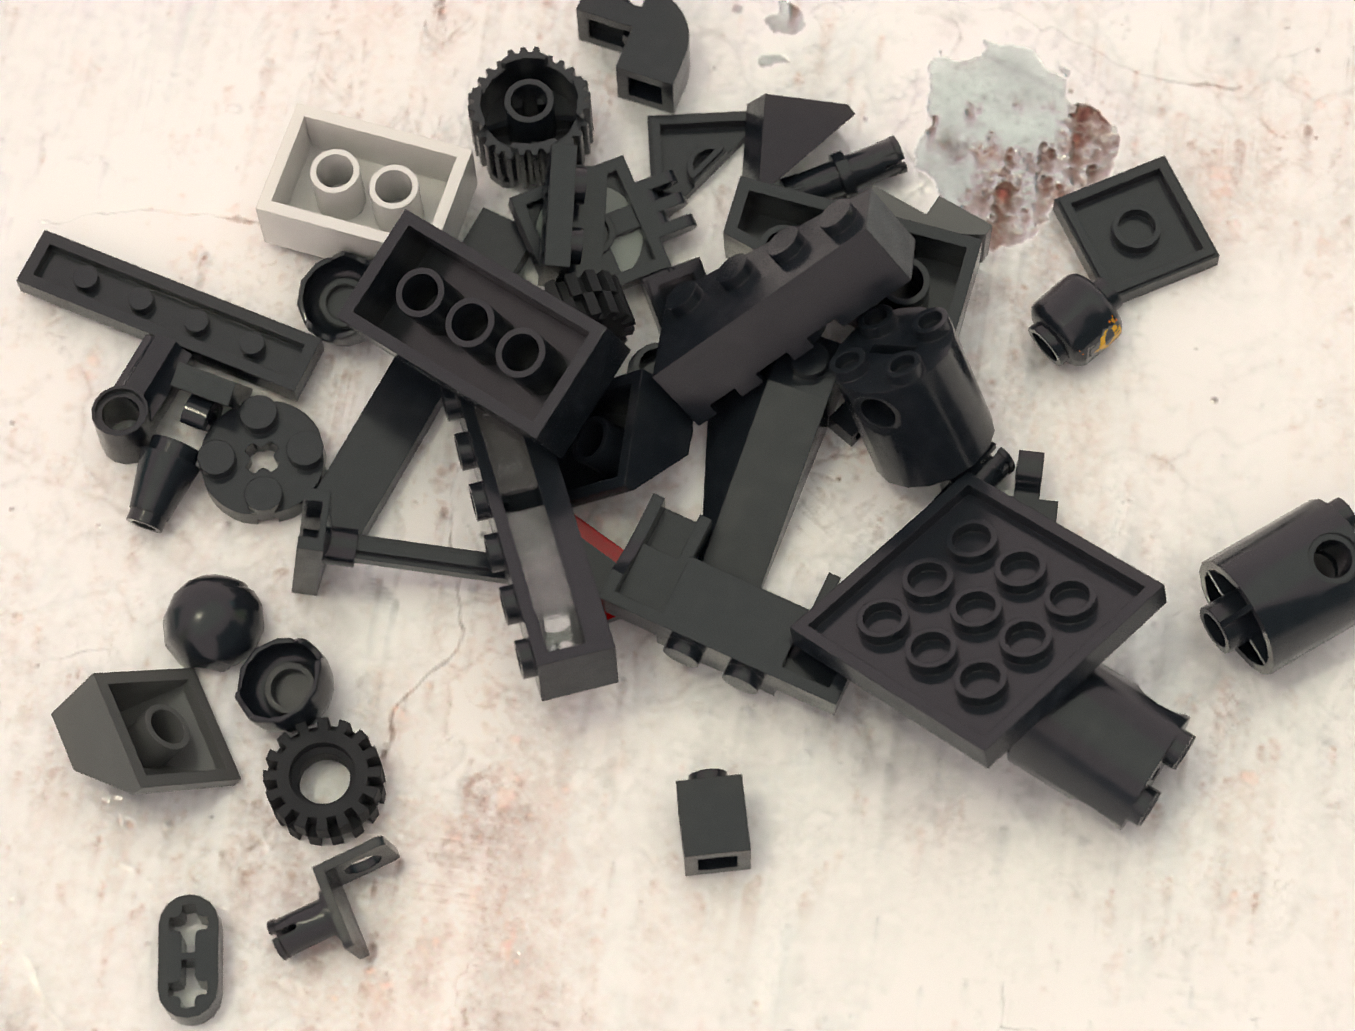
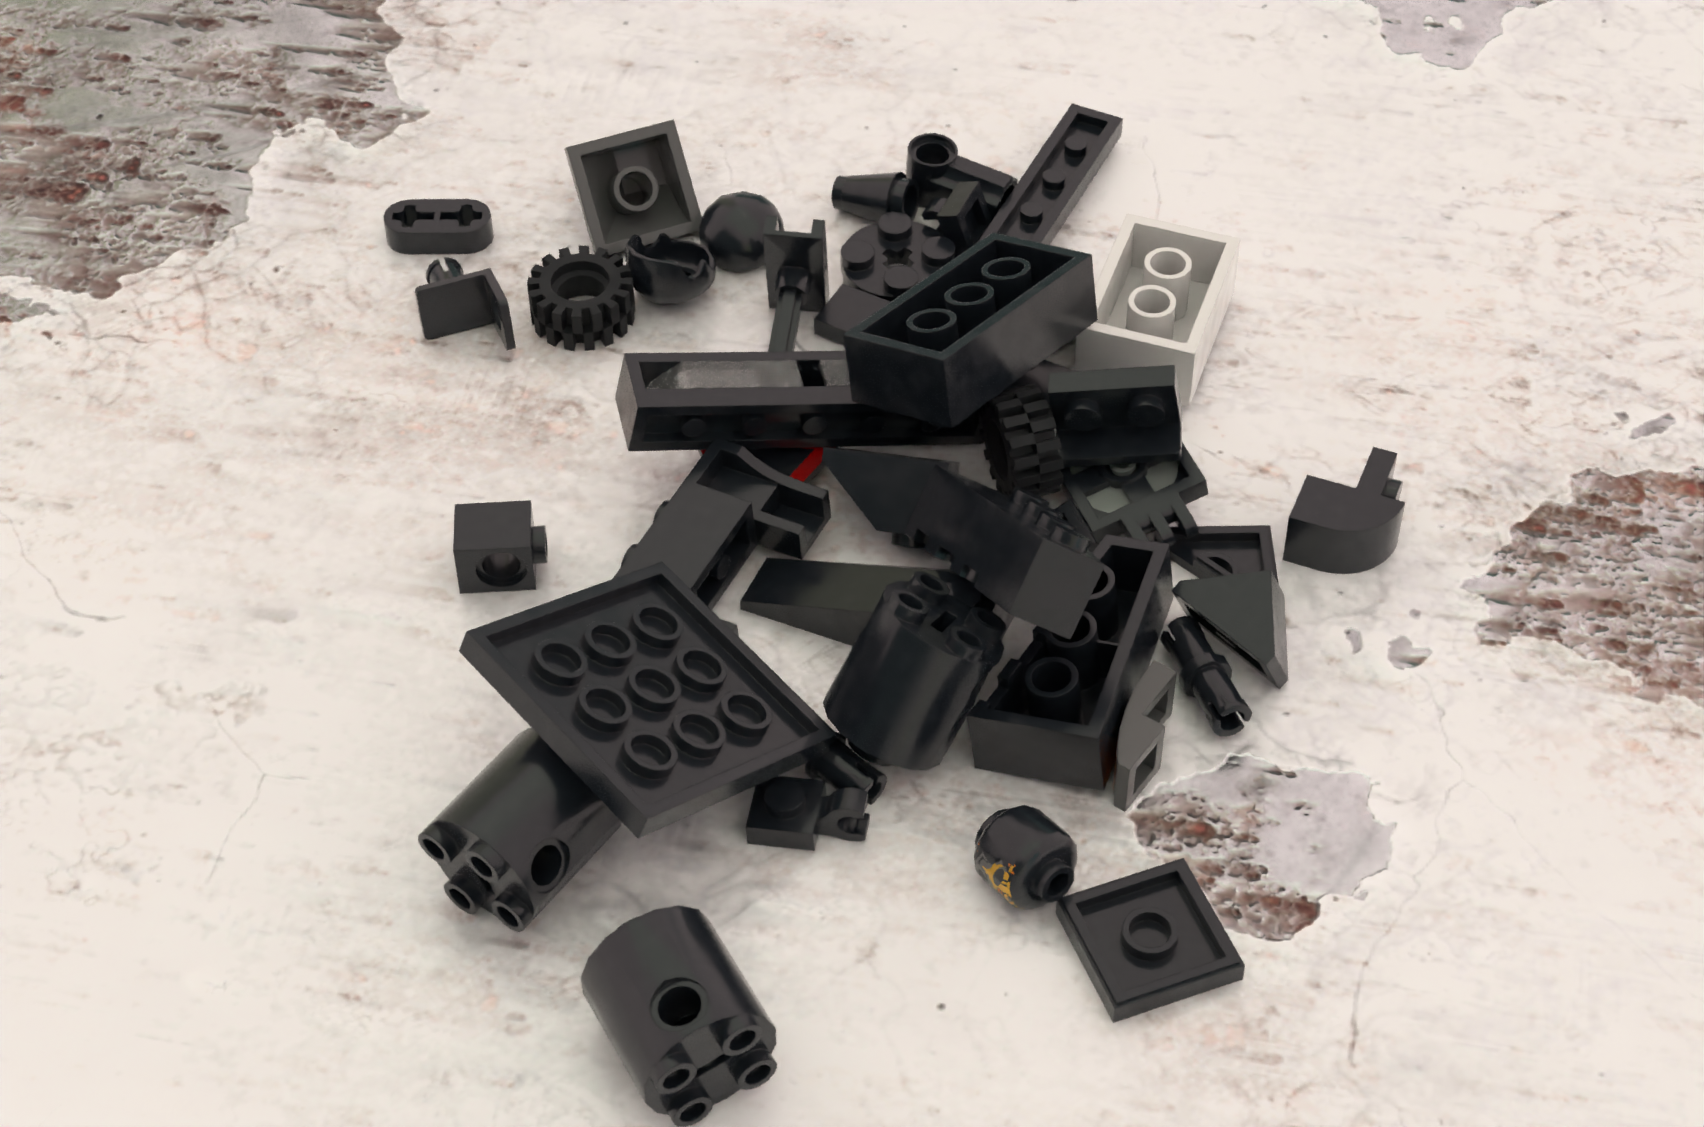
camera: 90 degrees right, 20 degrees down
(524, 111) = (1249, 424): black brick -> none

